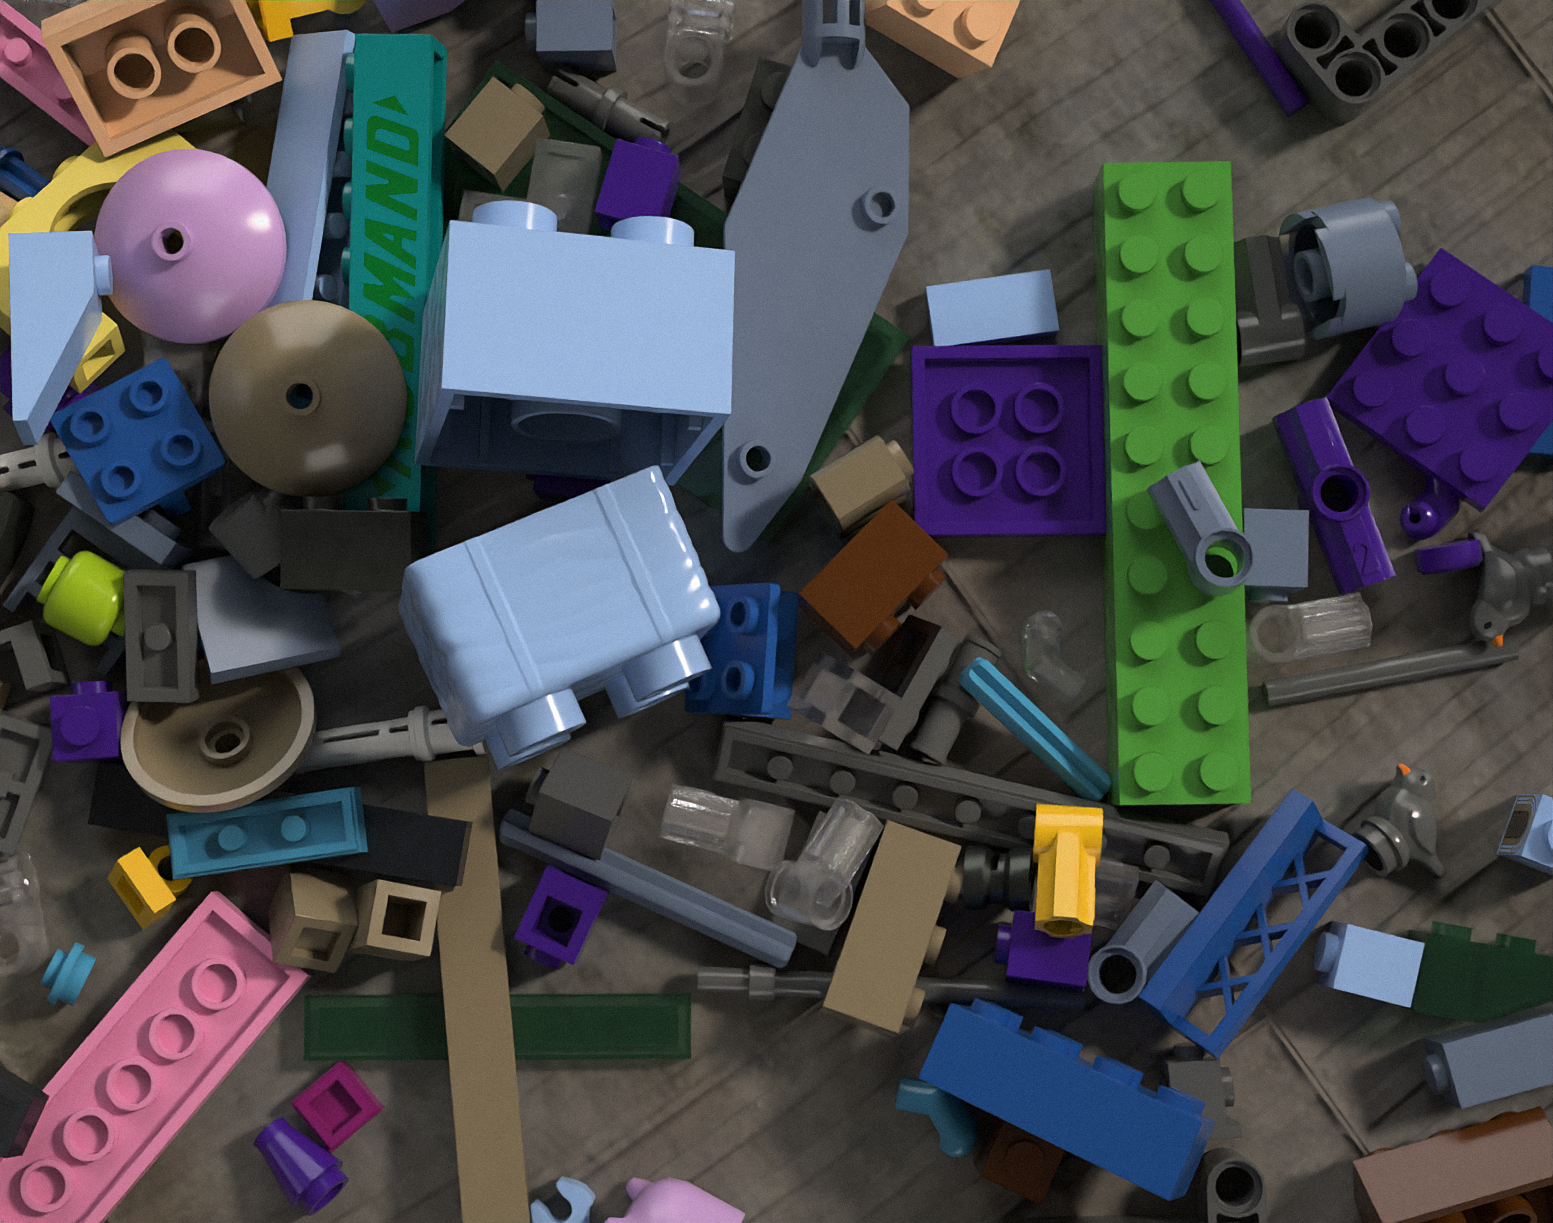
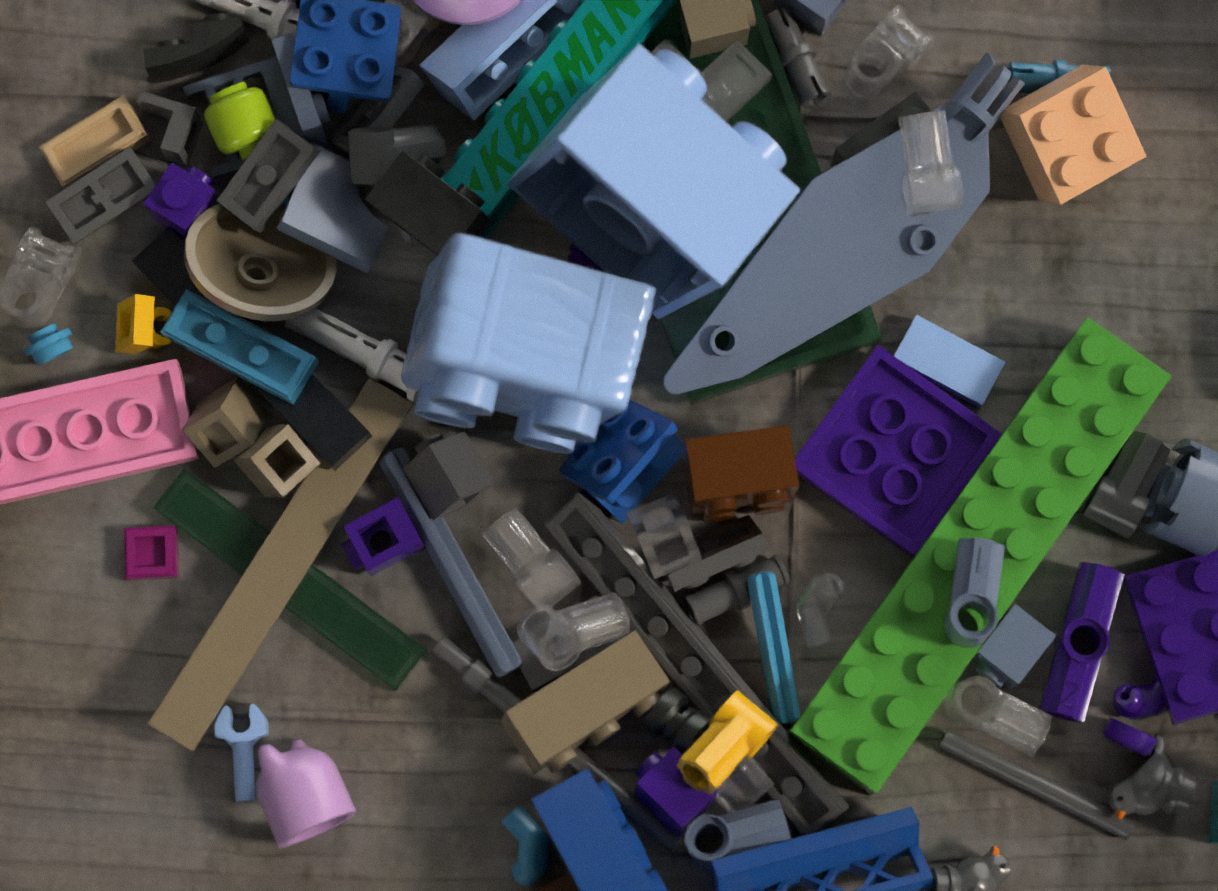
camera: 30 degrees right, 5 degrees down
(301, 1167) = (100, 573): dark purple cone -> none
(354, 408) = (480, 130): dark tan dish -> none
(638, 182) = (781, 112): dark purple brick -> none
(844, 135) = (930, 177): none -> clear piece
(861, 484) = (779, 402): dark tan brick -> none

